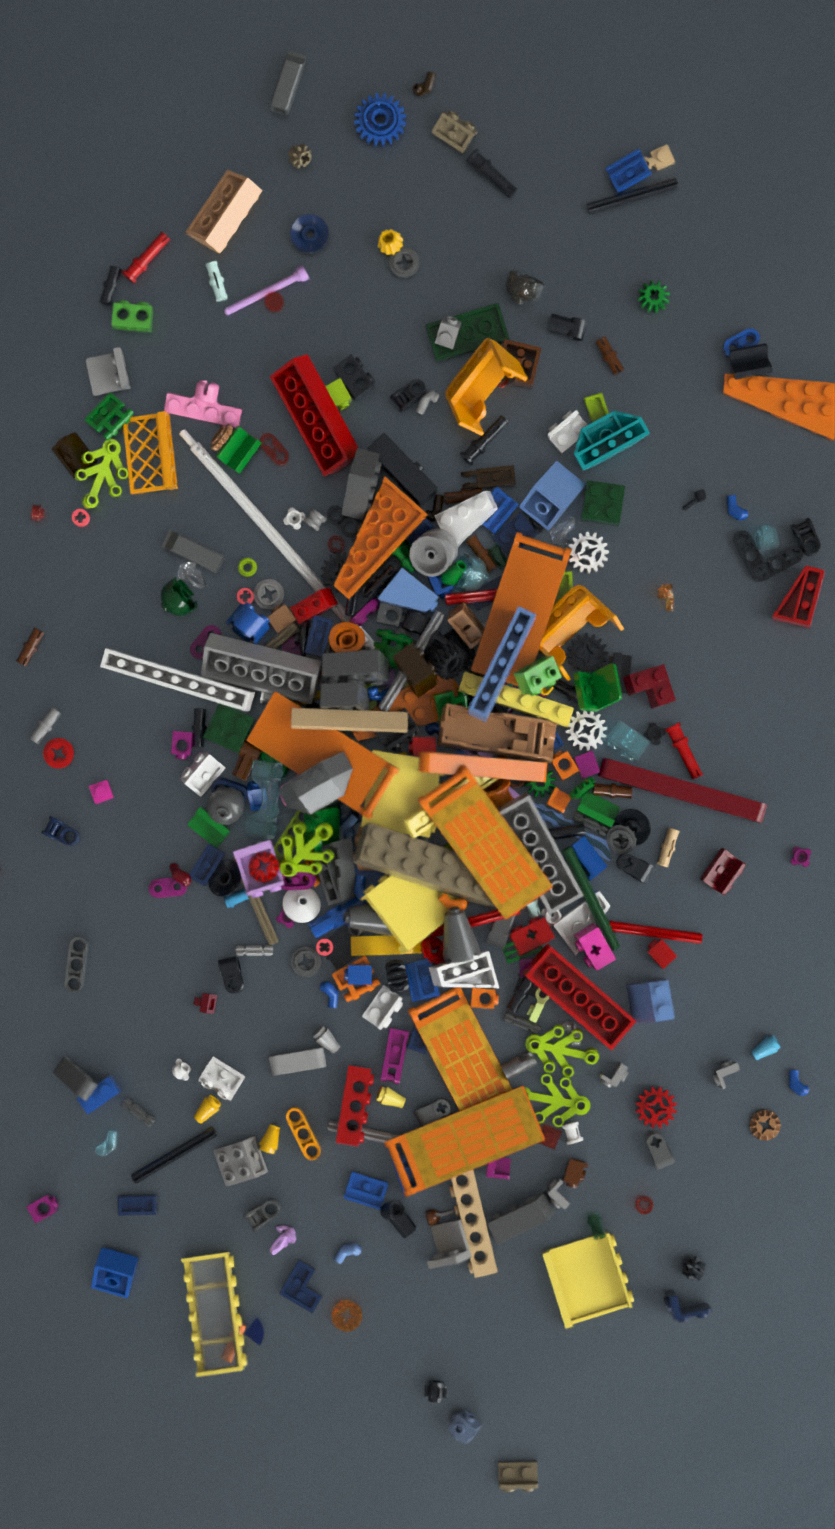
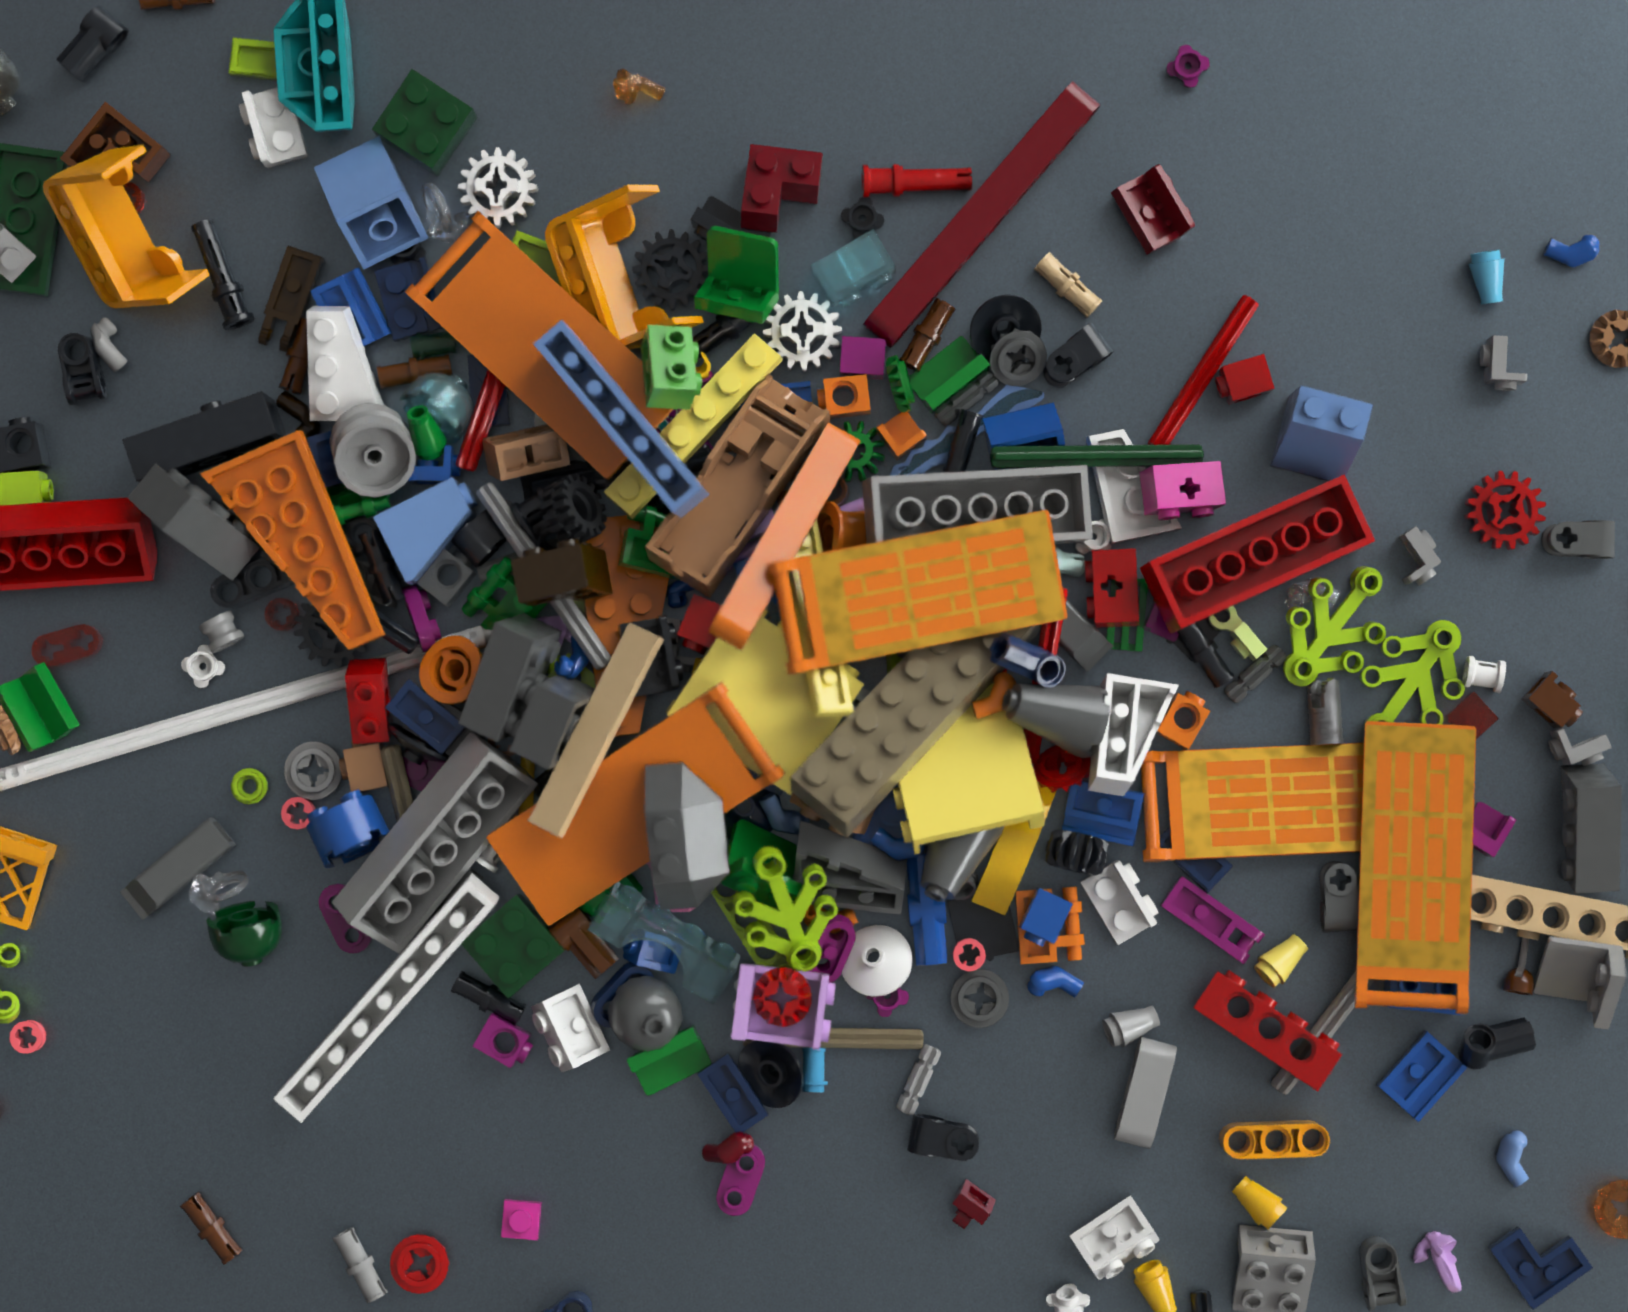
camera: 60 degrees left, 0 degrees up
(477, 909) = (1027, 660): none -> dark blue piece

